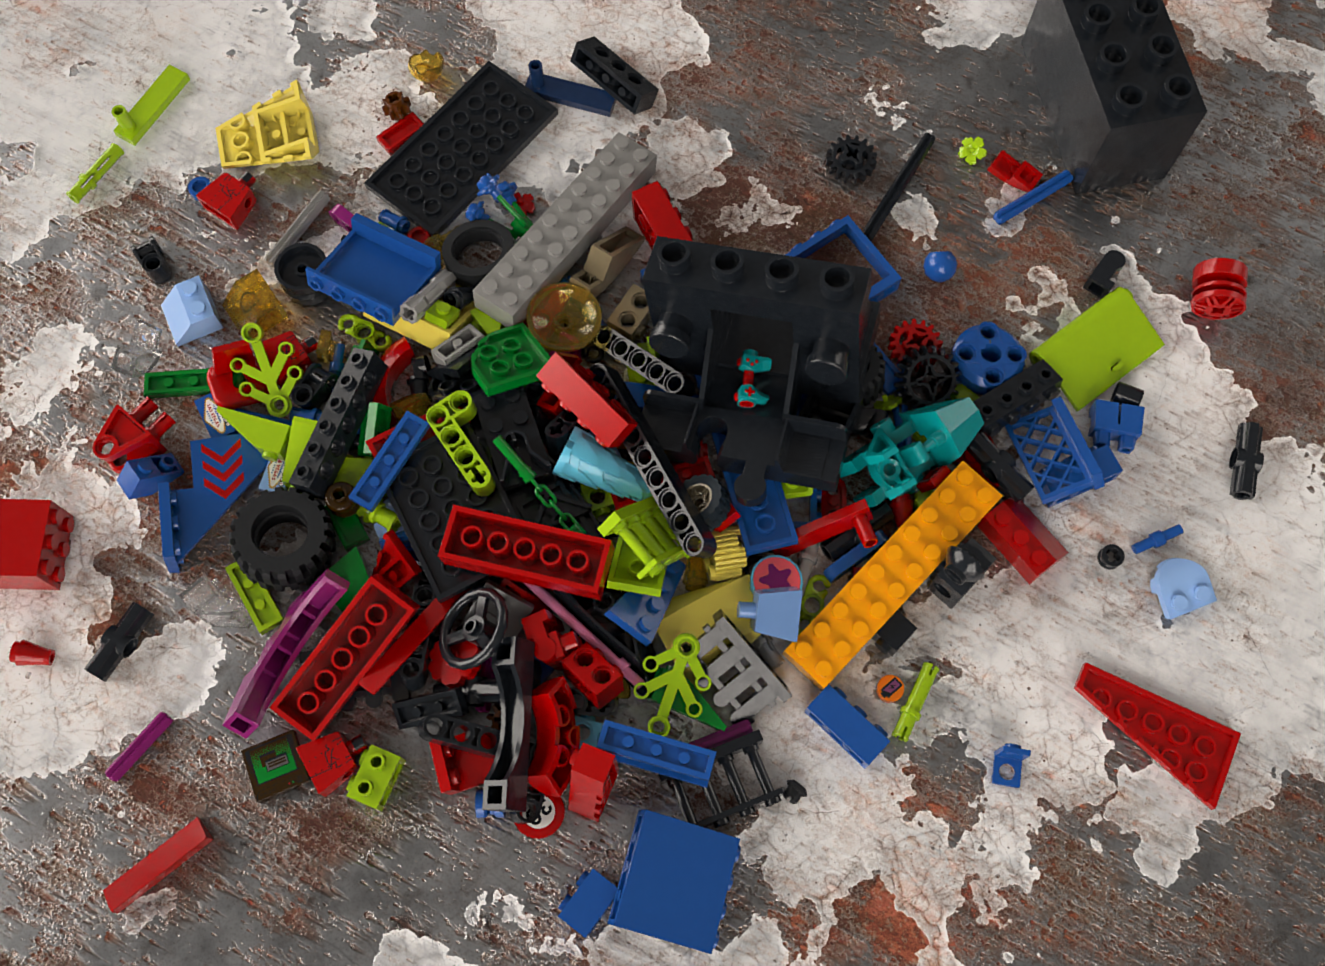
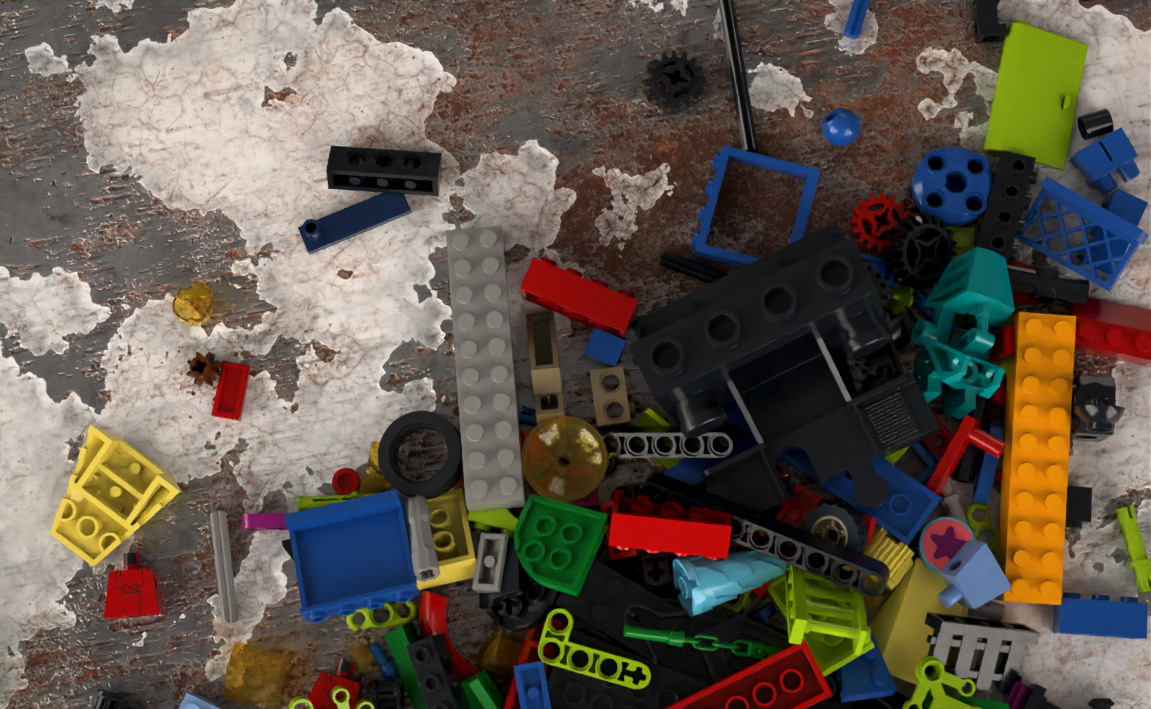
camera: 35 degrees left, 10 degrees up
(196, 185) = (91, 603): blue tile -> none
(291, 272) = (262, 603): black wheel -> none
(394, 221) = (309, 485): blue pin -> none
(420, 379) = (478, 622): black connector -> none
(442, 314) = (450, 545): lime plate -> none
(459, 296) = (447, 515): black cone -> none
(469, 136) = (305, 361): black plate -> none
(502, 193) = (382, 389): blue plant -> none
(525, 203) = (410, 371): red plant -> none
(751, 363) = (774, 376): teal piece -> none
(890, 689) = (1106, 555): orange tile -> none

